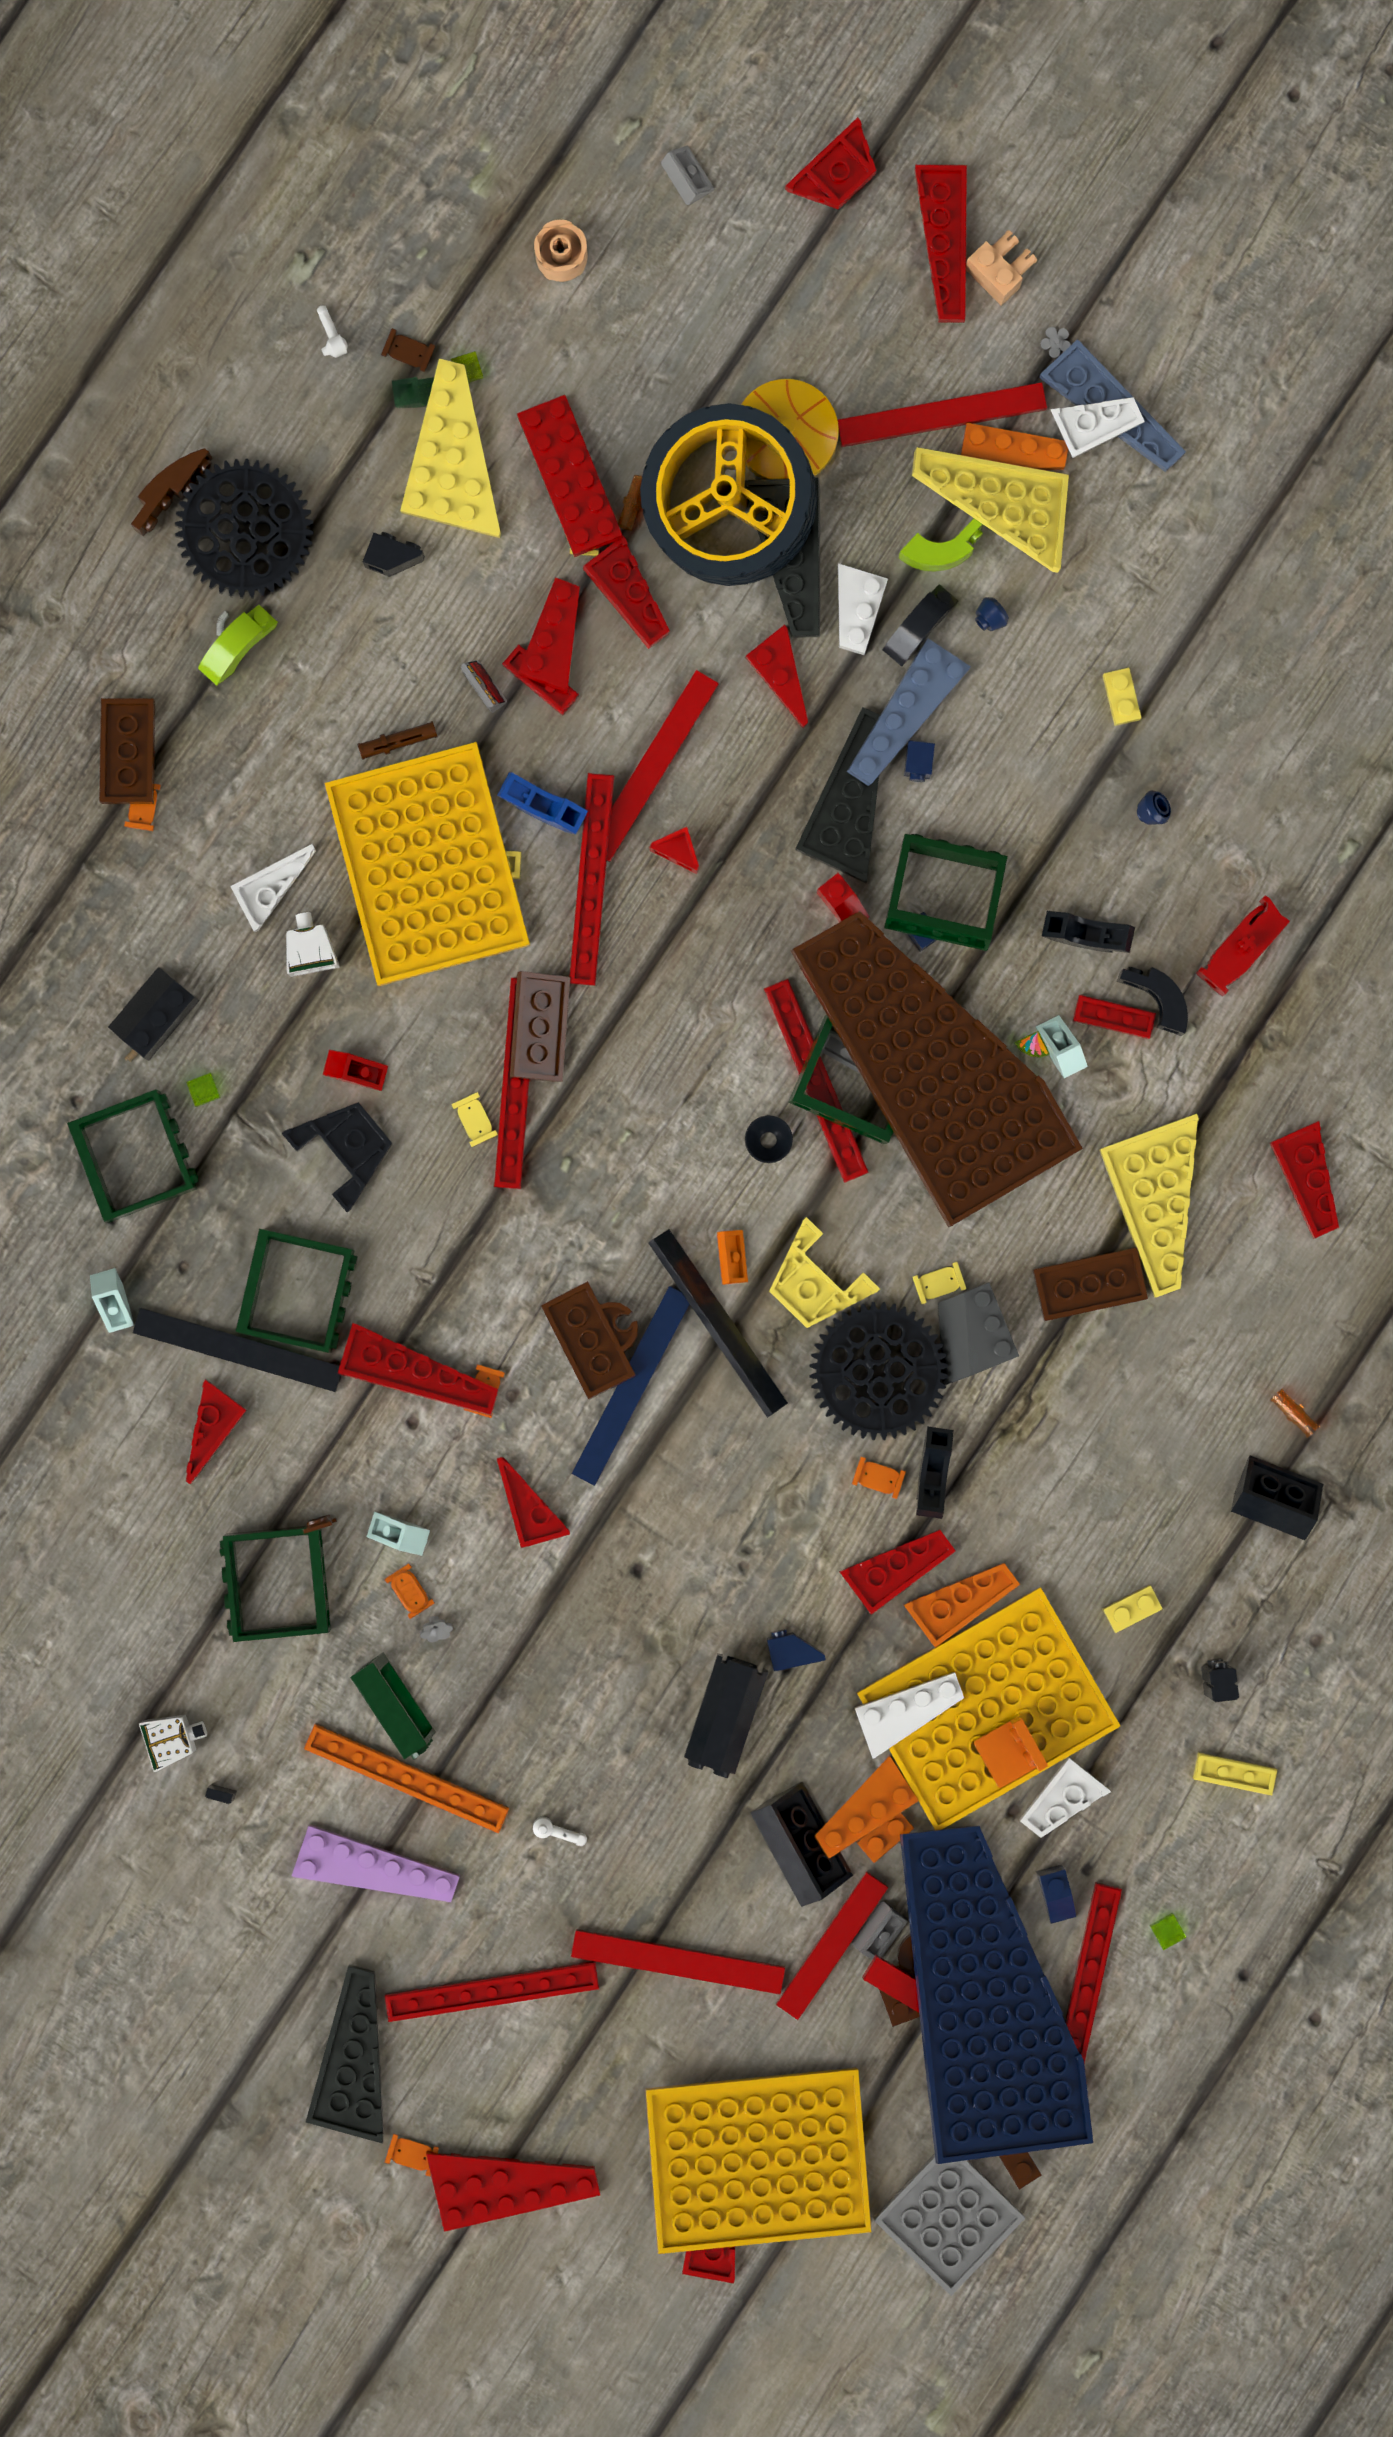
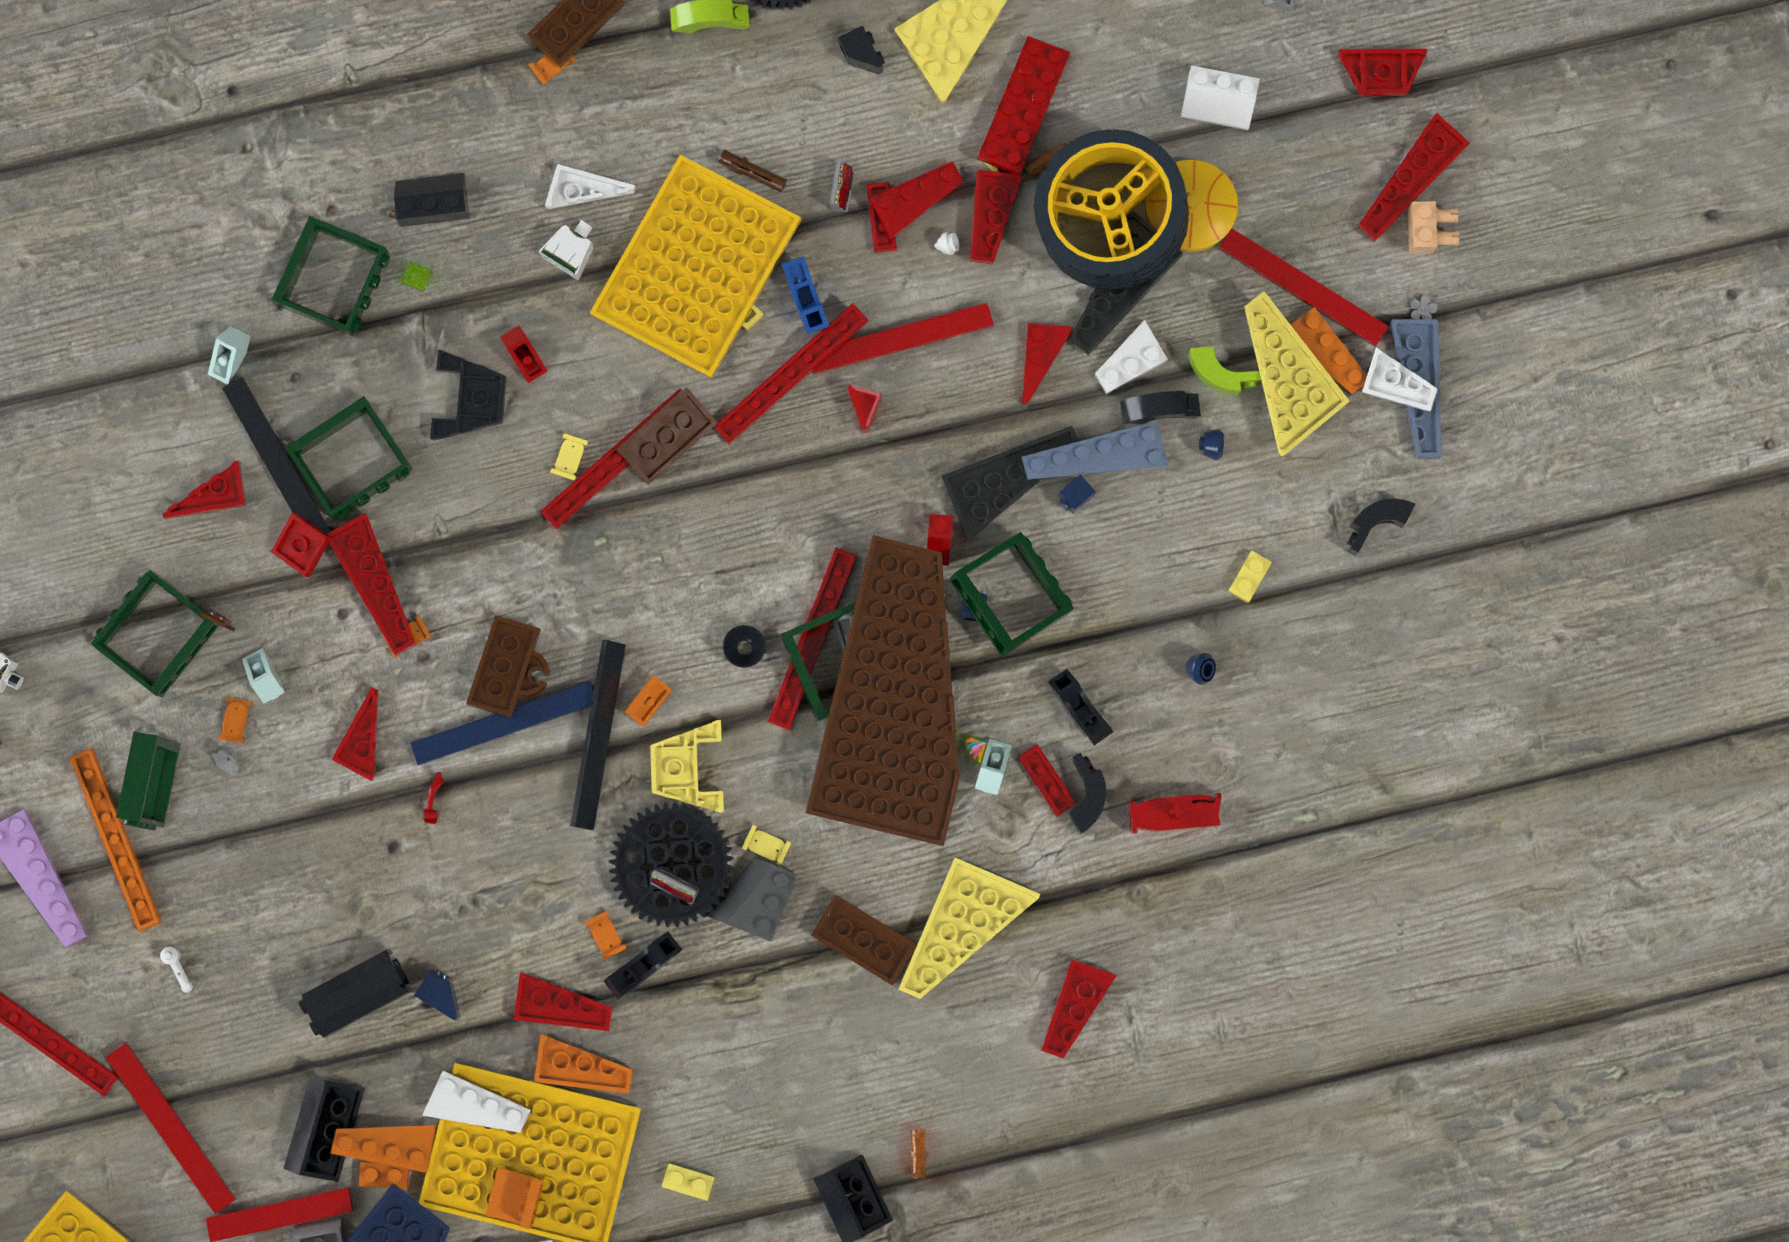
camera: 45 degrees right, 5 degrees down
(325, 1398) = (301, 544): none -> red tile
(616, 650) = (947, 243): none -> white plate
(644, 1516) = (431, 815): none -> red piece
(725, 318) = (1219, 98): none -> white slope
(899, 1384) = (674, 885): none -> light grey slope
(1173, 563) = (1381, 512): none -> black arch

